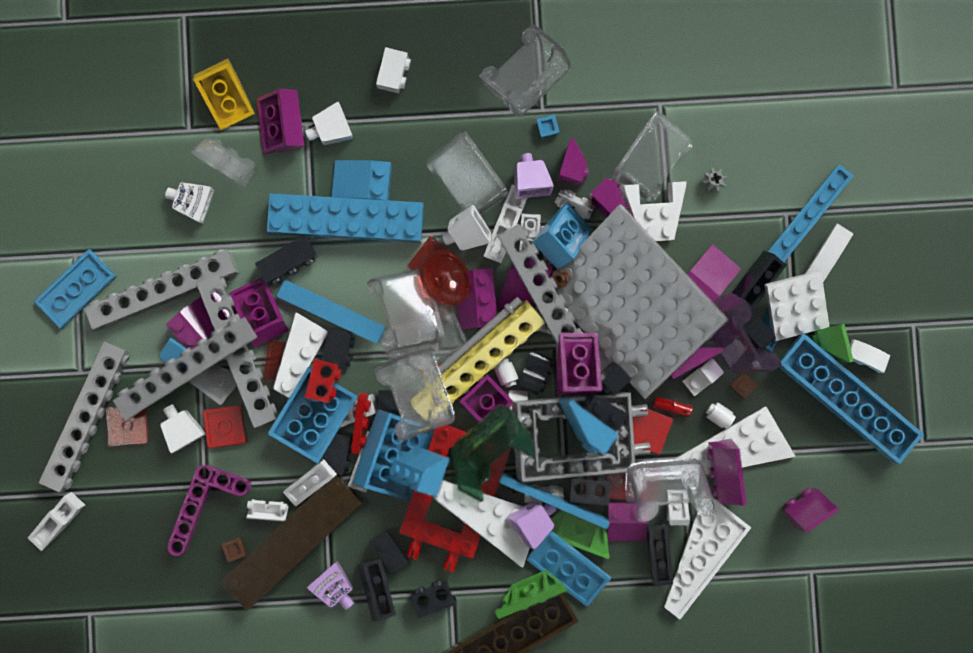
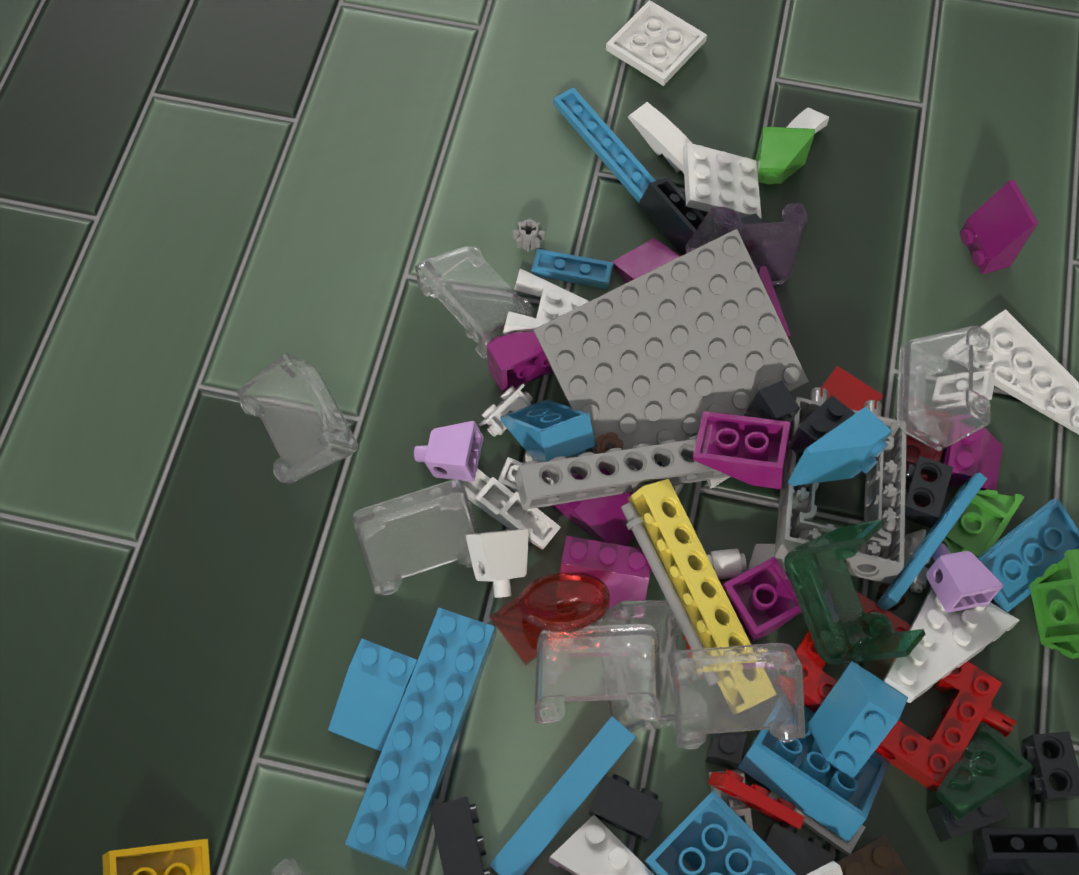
camera: 75 degrees left, 20 degrees down
(280, 121) = (235, 798): magenta slope -> none
(317, 380) = (674, 845): red brick -> none
(330, 126) = (273, 719): white torso -> none
(392, 70) = (225, 602): white brick -> none
(411, 553) = (982, 773): none -> clear green wing
(535, 372) = (733, 524): black brick -> none
(547, 126) = (386, 415): dark azure plate -> none
(574, 166) = (452, 391): magenta slope -> none
(659, 554) = (1032, 427): black brick -> none
(673, 406) = (821, 361): red axle -> none
(698, 218) = (572, 268): none -> dark azure tile
(703, 376) = (795, 321): white slope -> none
(720, 415) = (845, 307): white brick -> none
(726, 472) = (928, 307): magenta slope -> none
(743, 385) = (809, 274): reddish brown plate -> none
(755, 436) = (889, 297): white wing -> none
(850, 399) = (857, 155): dark azure brick -> none
(918, 227) = (656, 42): none -> white plate

